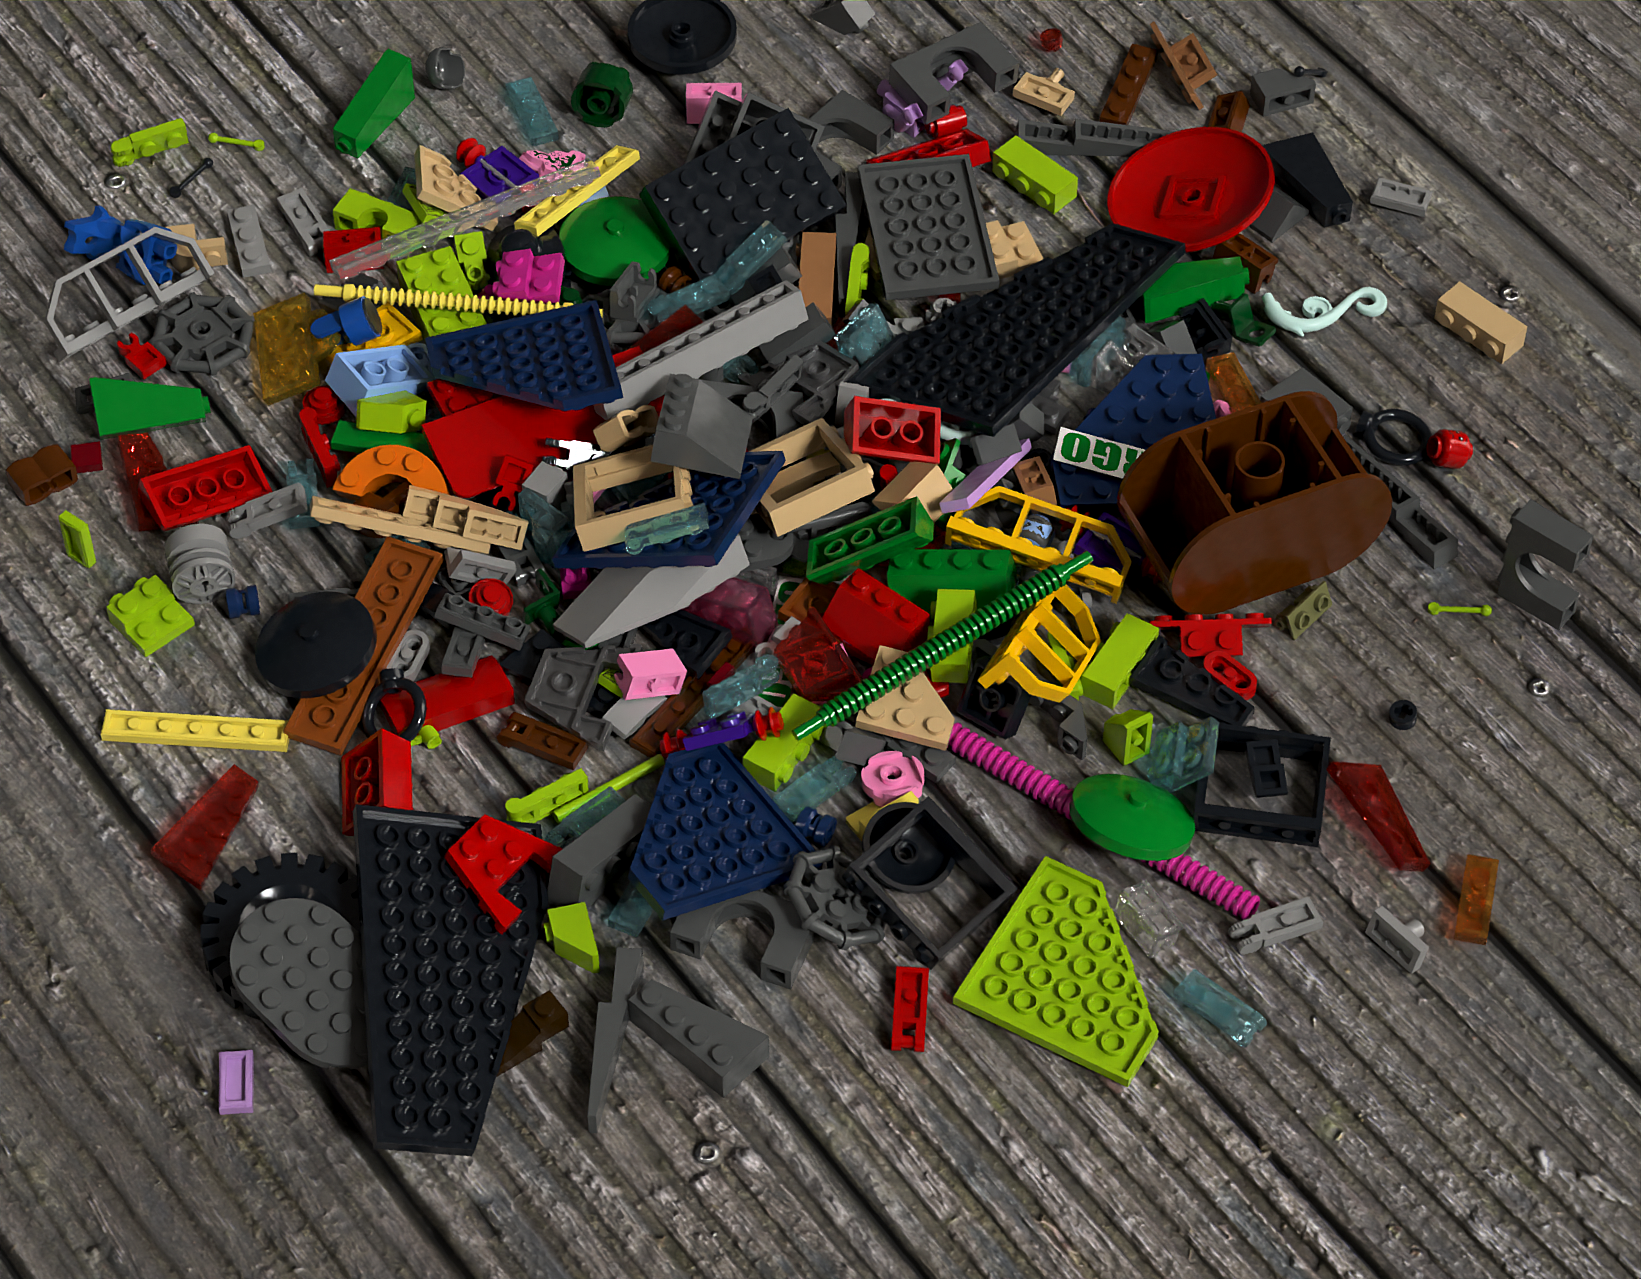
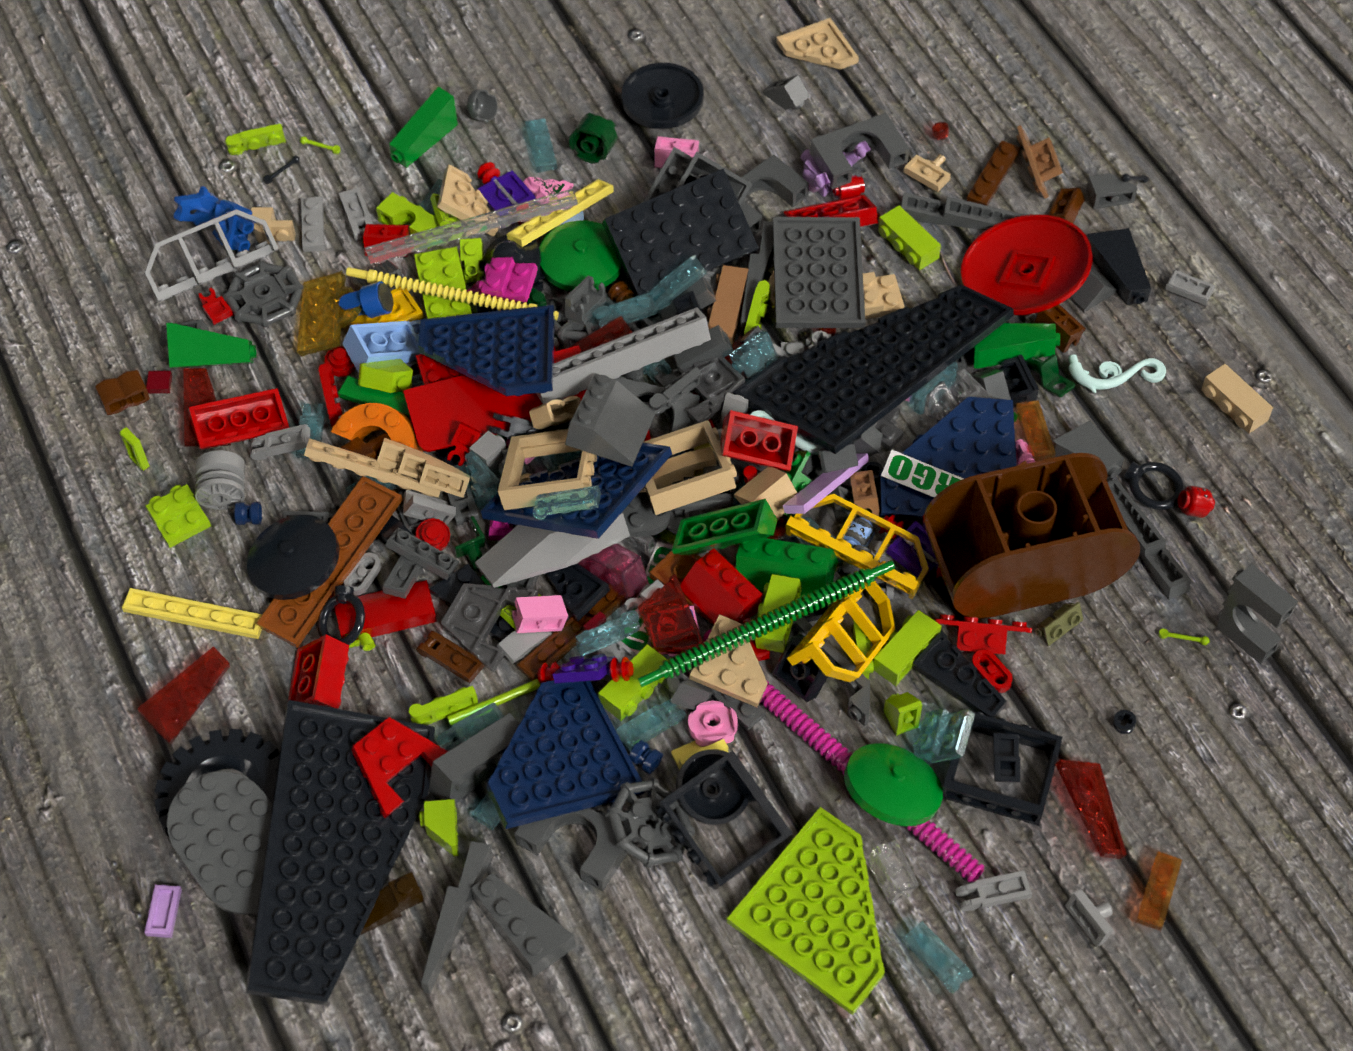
camera: 10 degrees right, 5 degrees up
(910, 1008) = (692, 922): red plate -> none

